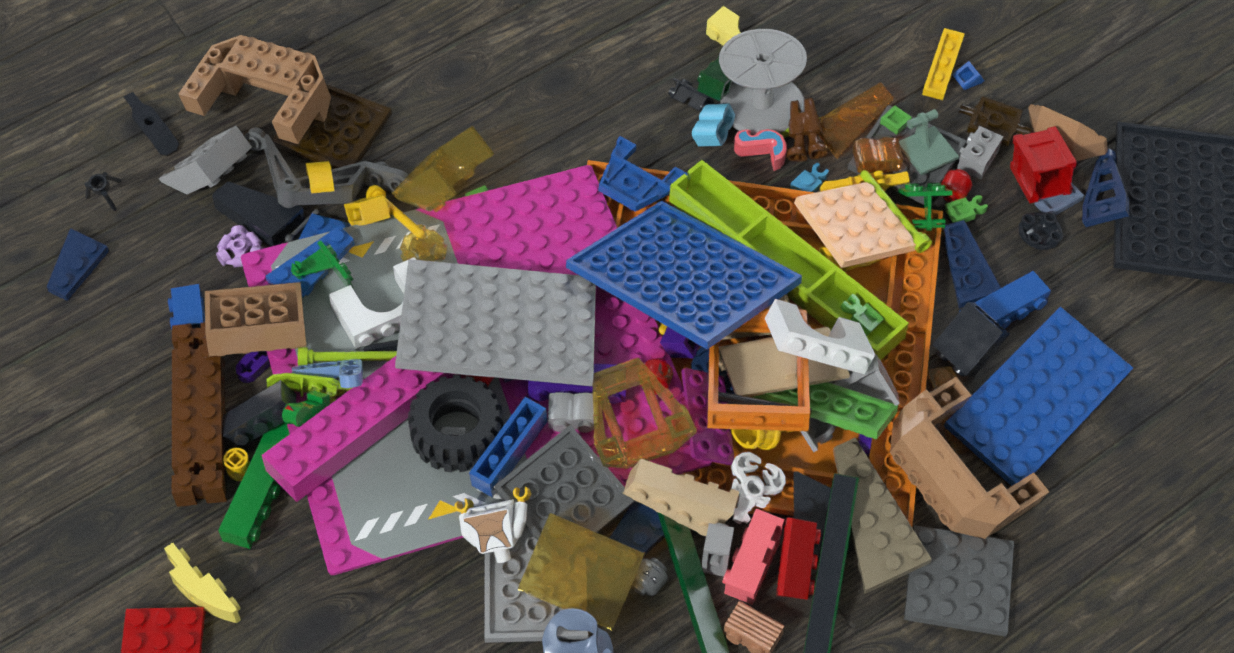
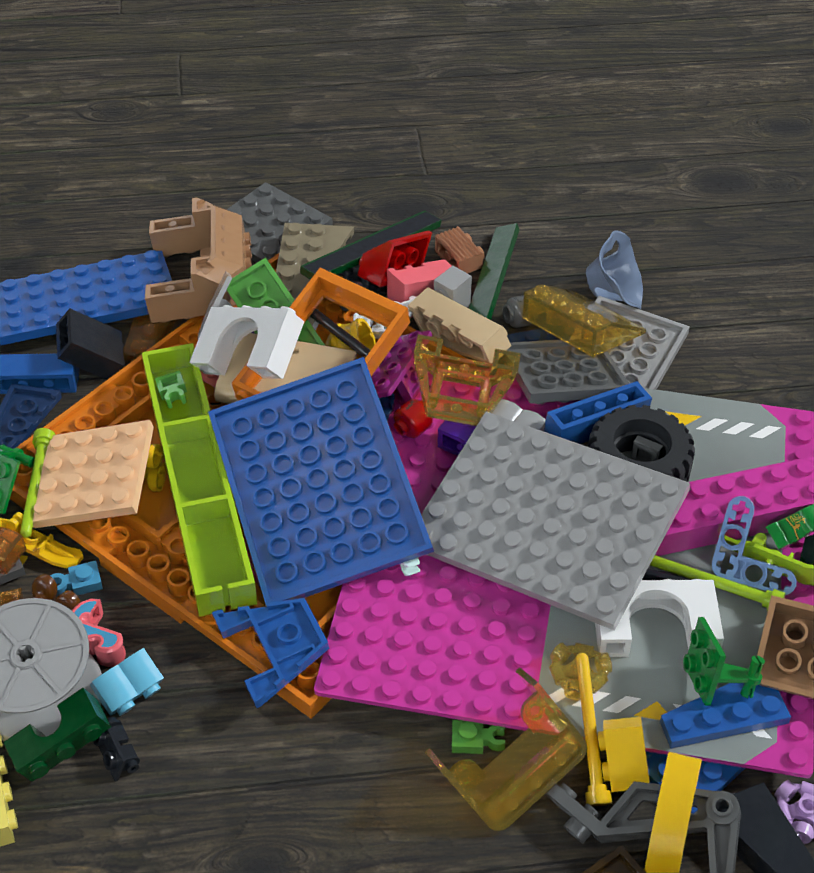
camera: 150 degrees left, 10 degrees down
(494, 525) = (646, 366): torso -> none

